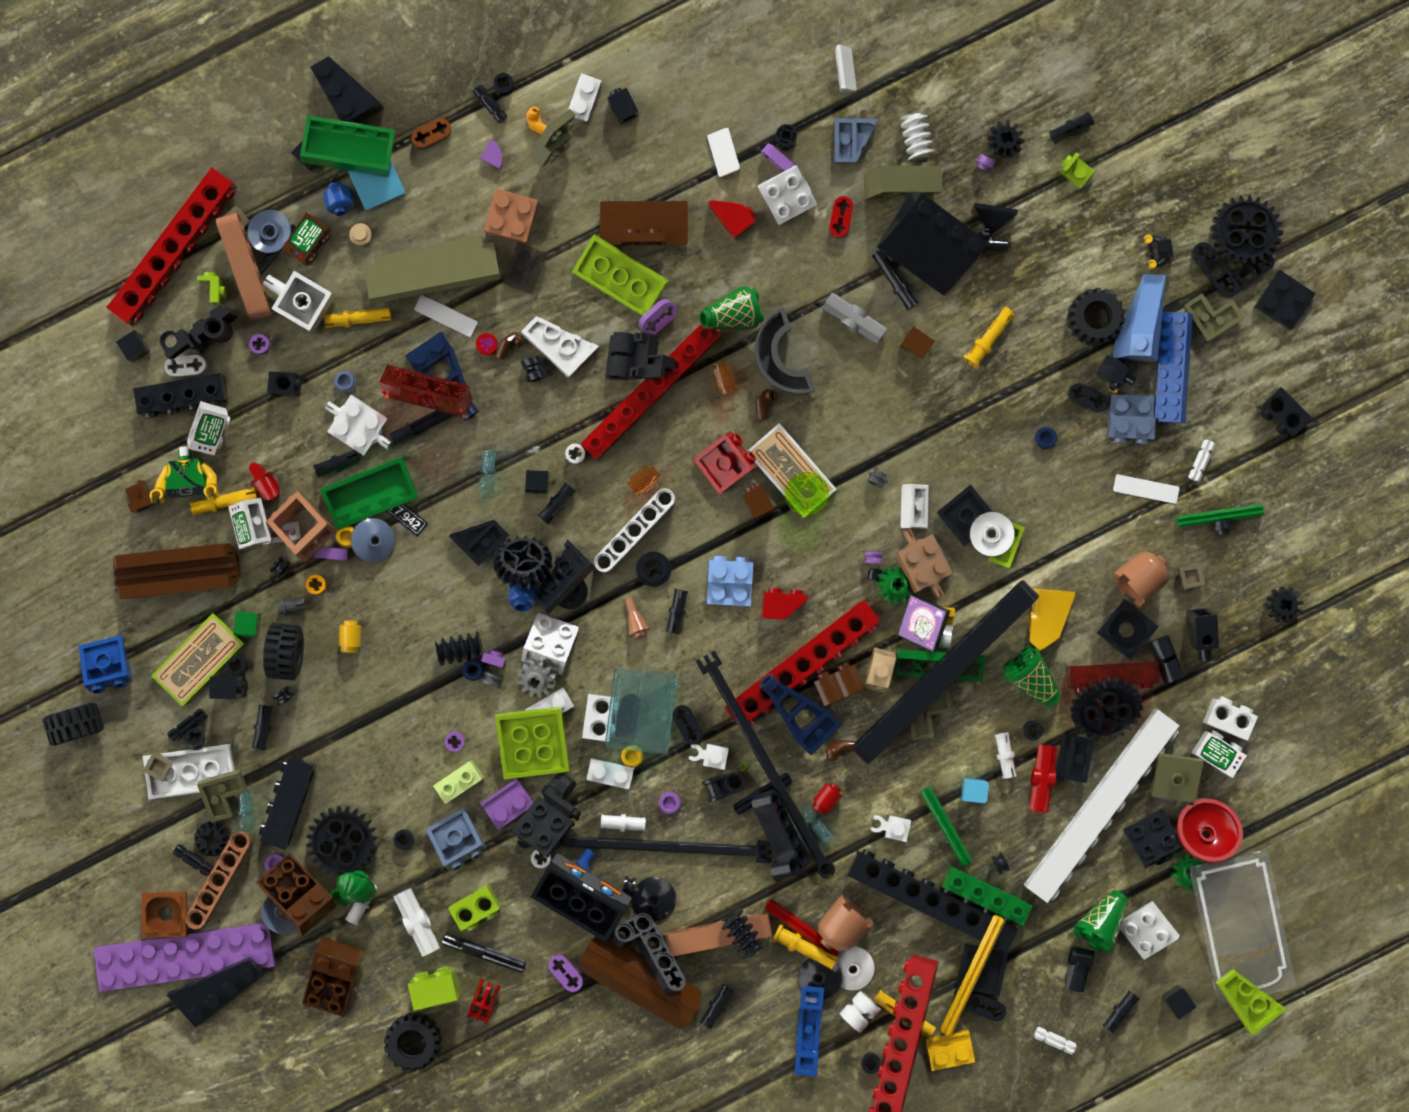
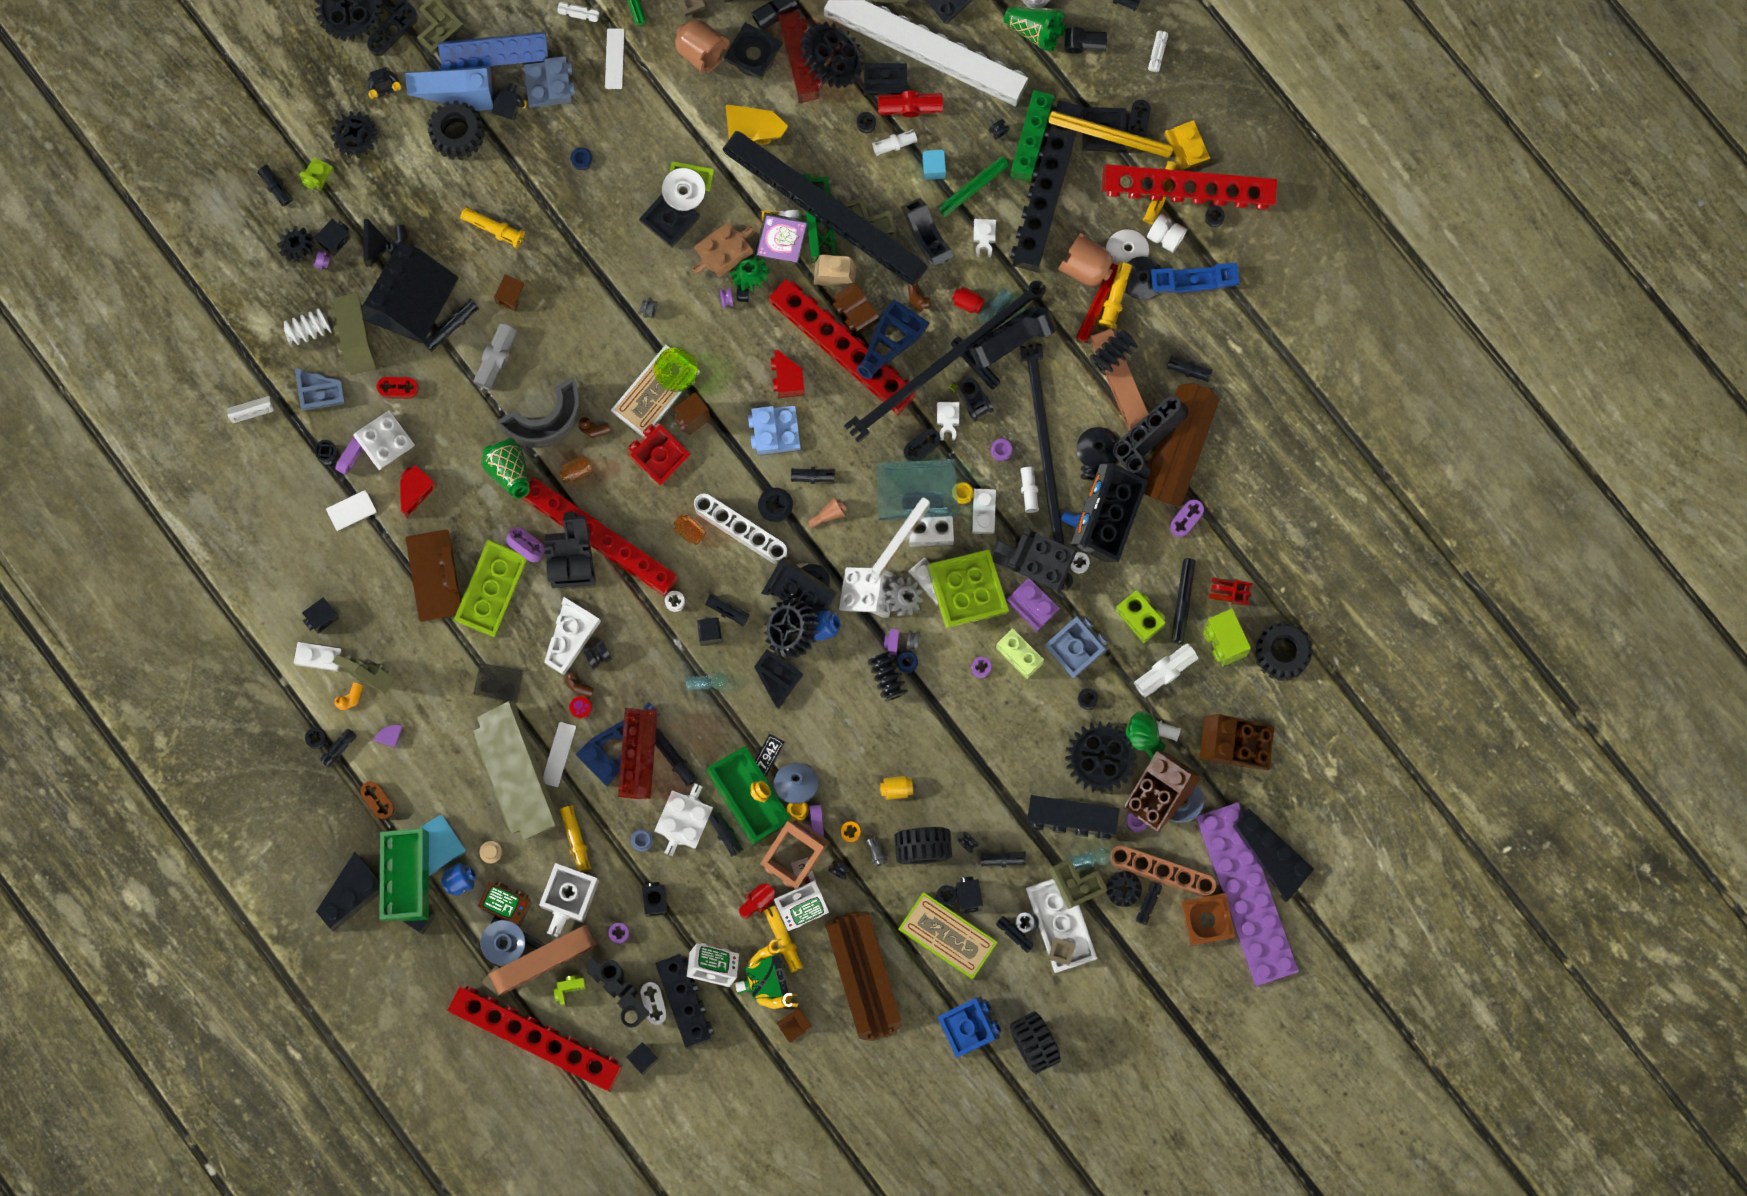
camera: 100 degrees left, 10 degrees down
(247, 624) = (903, 891): green piece -> none
(367, 503) = (760, 791): none -> yellow plate
(511, 217) = (449, 703): nougat brick -> none
(585, 685) = (900, 538): none -> white tile
(902, 770) = (926, 233): none -> black arch
(914, 506) = (669, 269): white slope -> none
(1007, 177) = (333, 236): none -> black brick
(1032, 676) = (813, 130): green cone -> none
(1090, 393) = (540, 127): black beam -> none
(1112, 223) = (346, 139): none -> black gear

